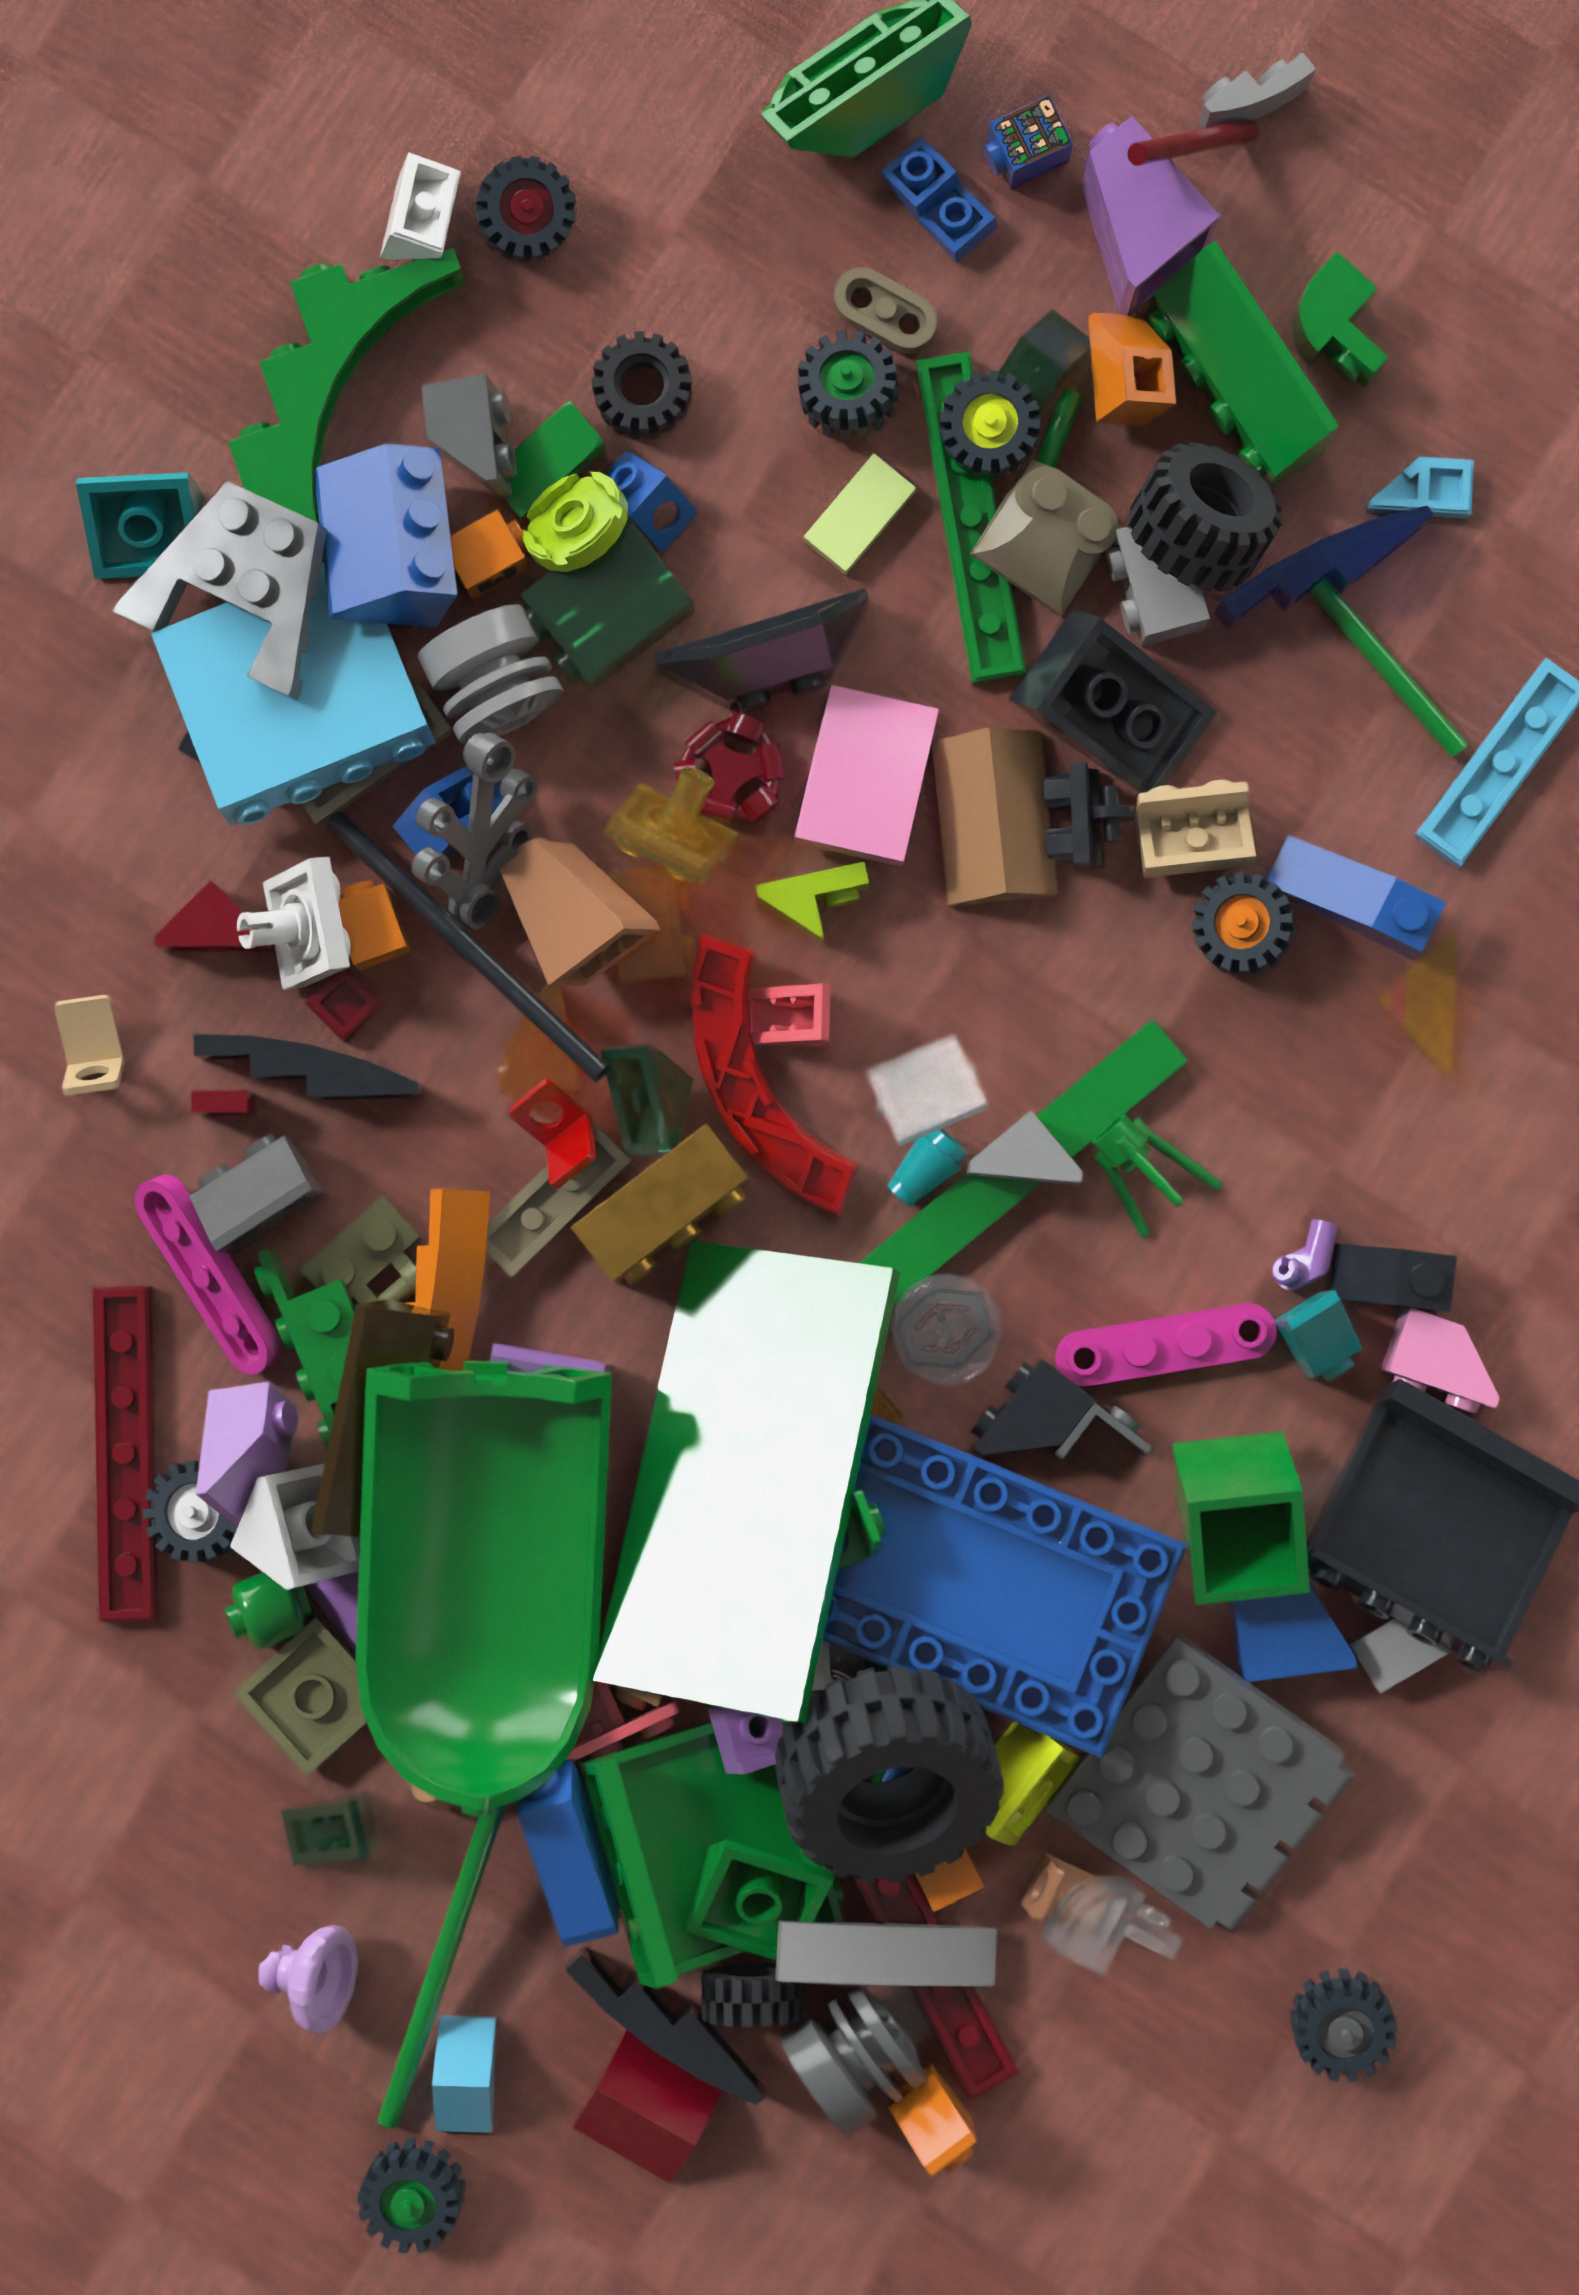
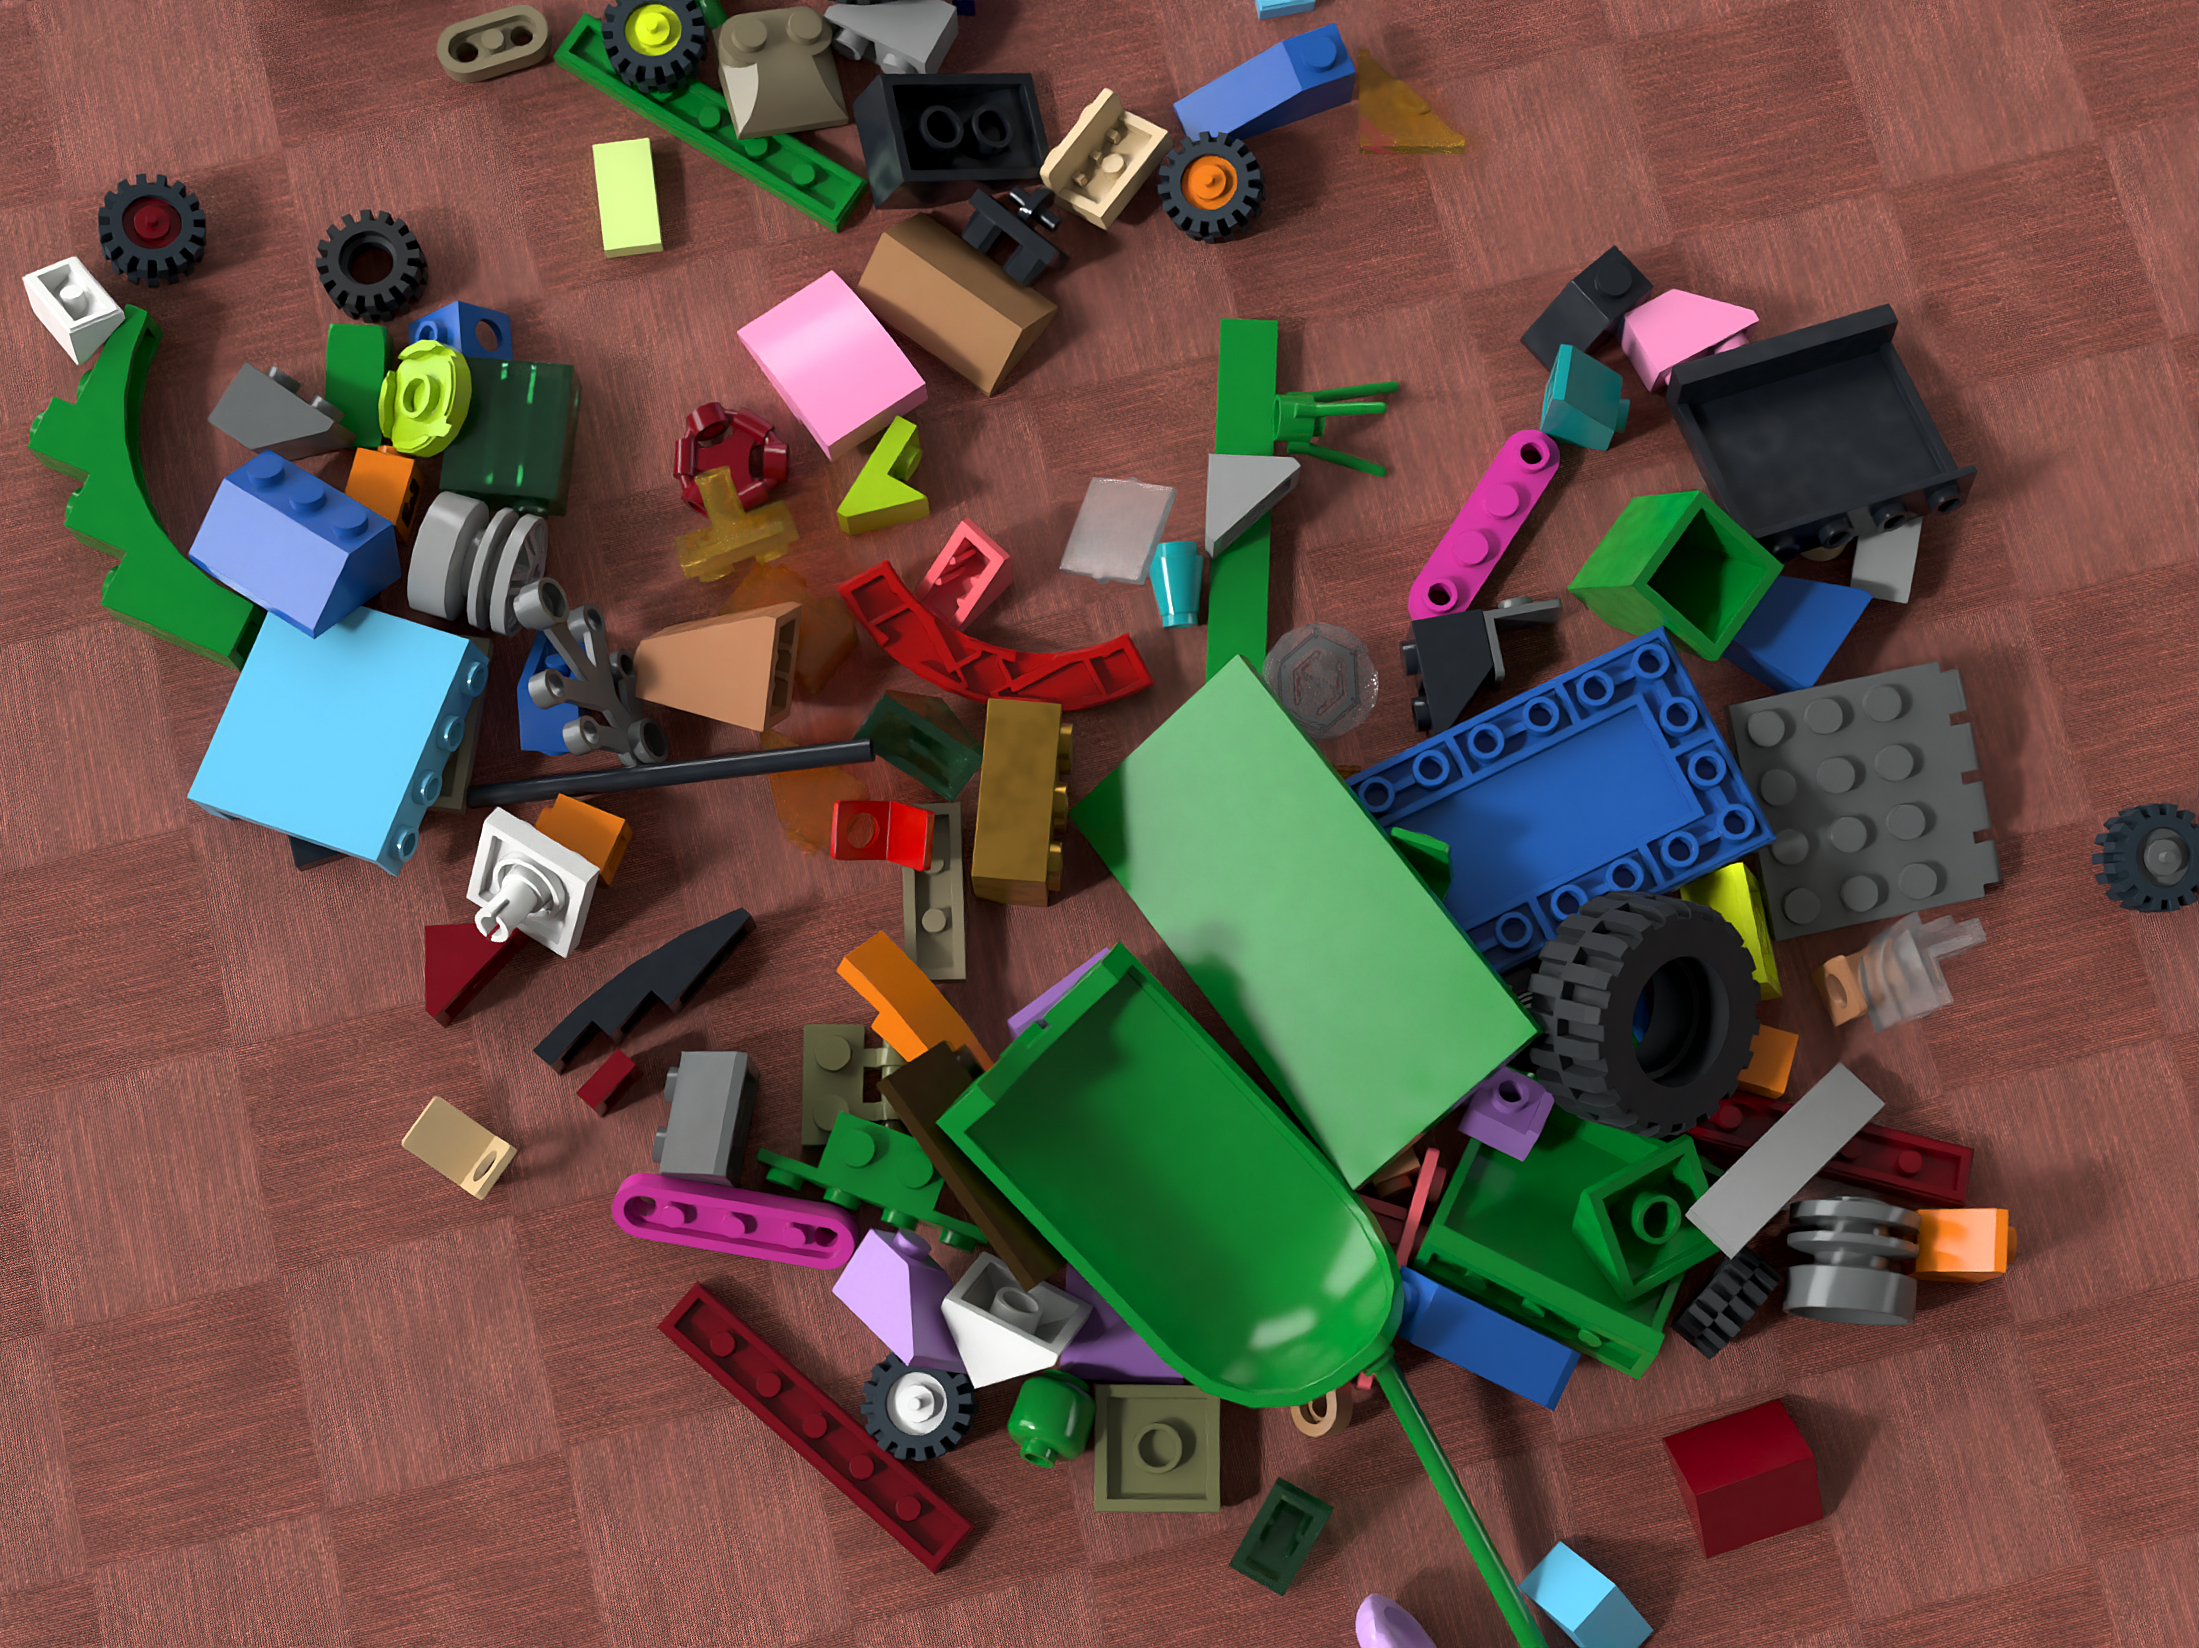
camera: 50 degrees left, 10 degrees down
(134, 519) = (96, 732): teal slope -> none
(251, 558) = (204, 664): wing -> none
(344, 1004) = (623, 920): dark red tile -> none
(678, 2038) = (1709, 1393): black slope -> none
(767, 655) = (666, 358): black wedge -> none
(848, 385) = (523, 116): black wheel -> none
(1309, 1262) = (1517, 368): medium lavender arm -> none

